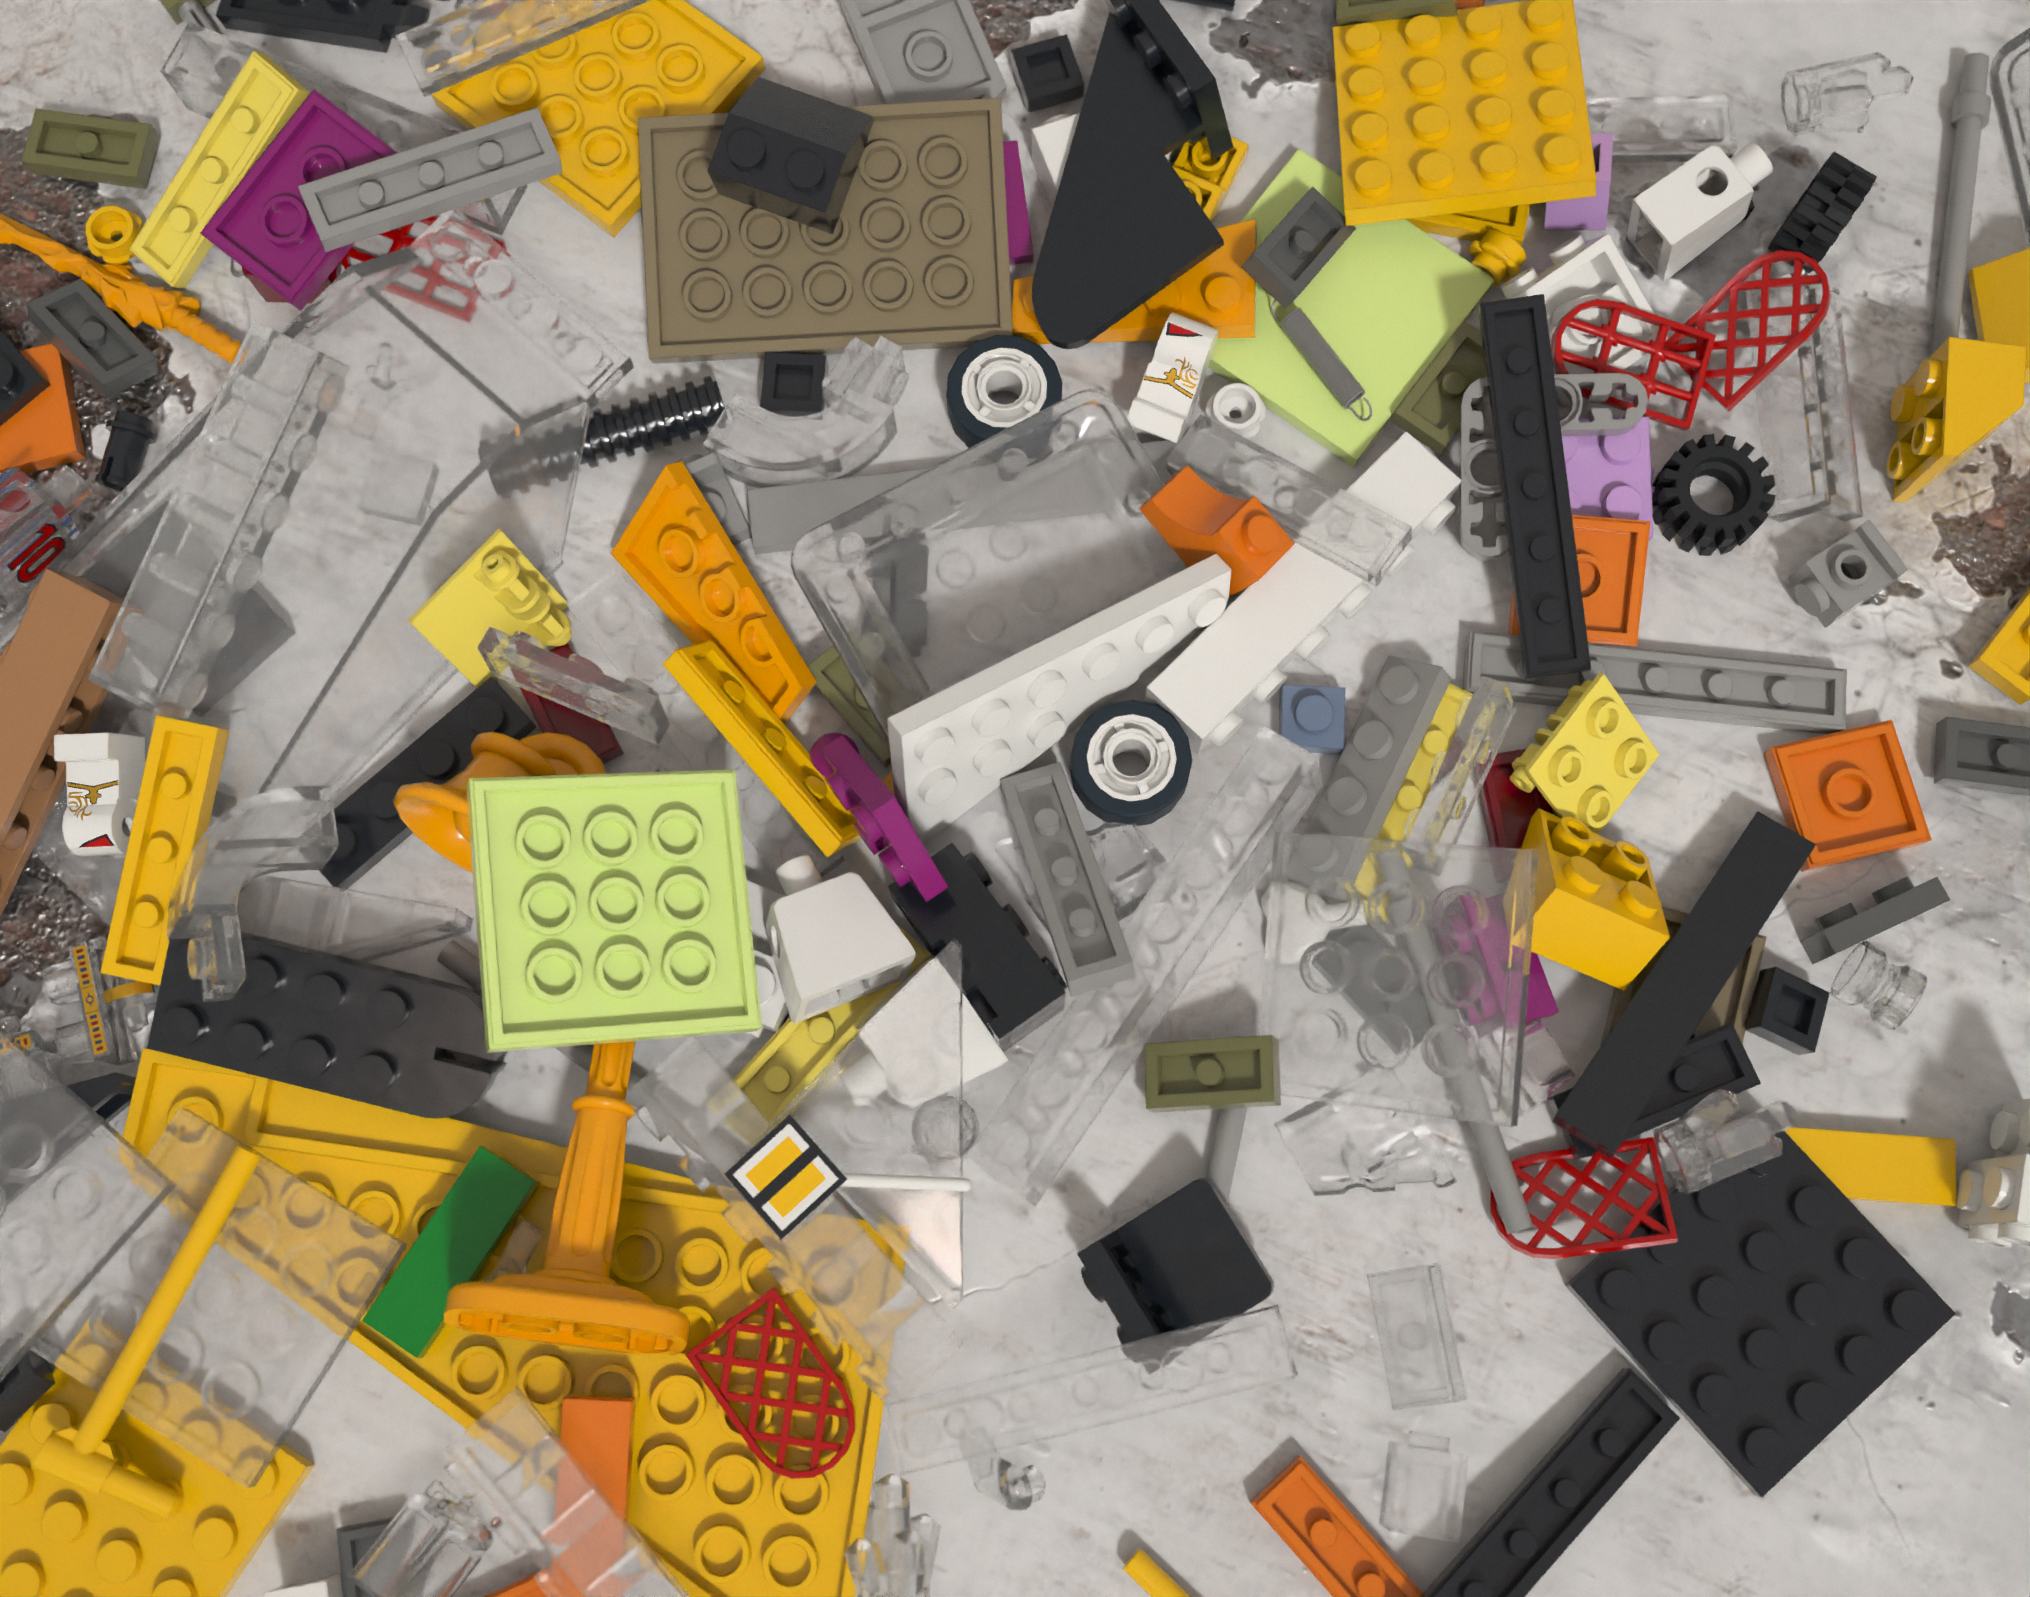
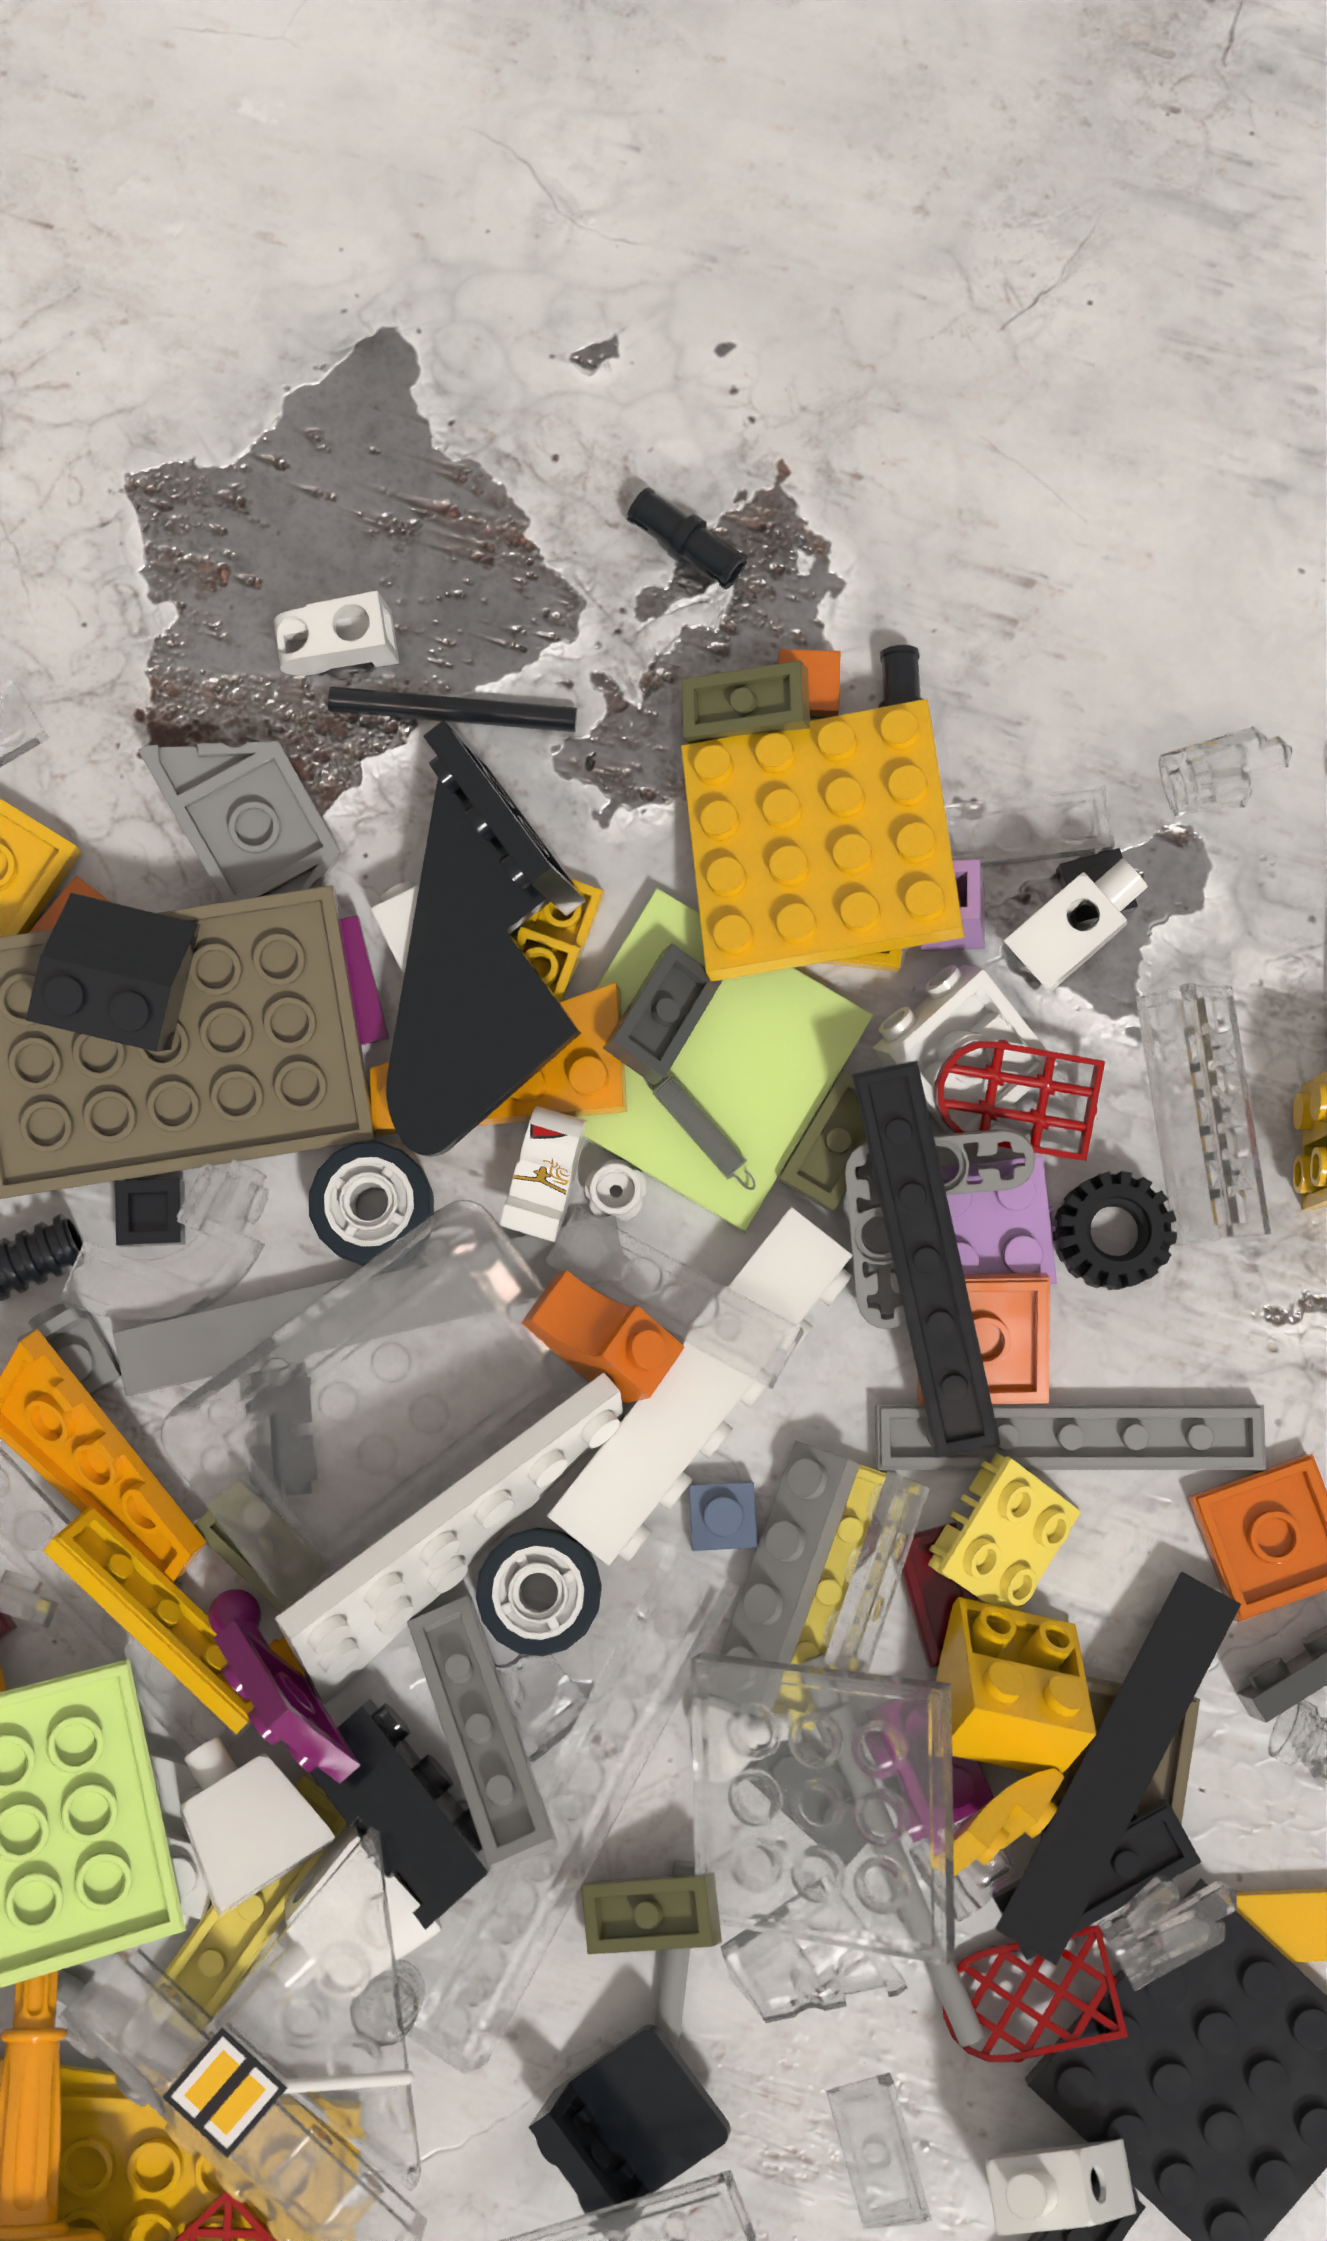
camera: 10 degrees left, 5 degrees up
(1047, 73) = (383, 830): black plate -> none
(1498, 256) = (873, 990): yellow plate -> none
(1575, 1007) = (1016, 1810): none -> yellow slope
(1599, 1373) = (1053, 2187): none -> white torso
(1787, 1011) = (1224, 1777): black plate -> none
(1791, 341) = (1185, 1062): red window -> none
(1824, 209) = (1205, 915): black tyre -> none
(1846, 574) = (1277, 1290): light grey brick -> none

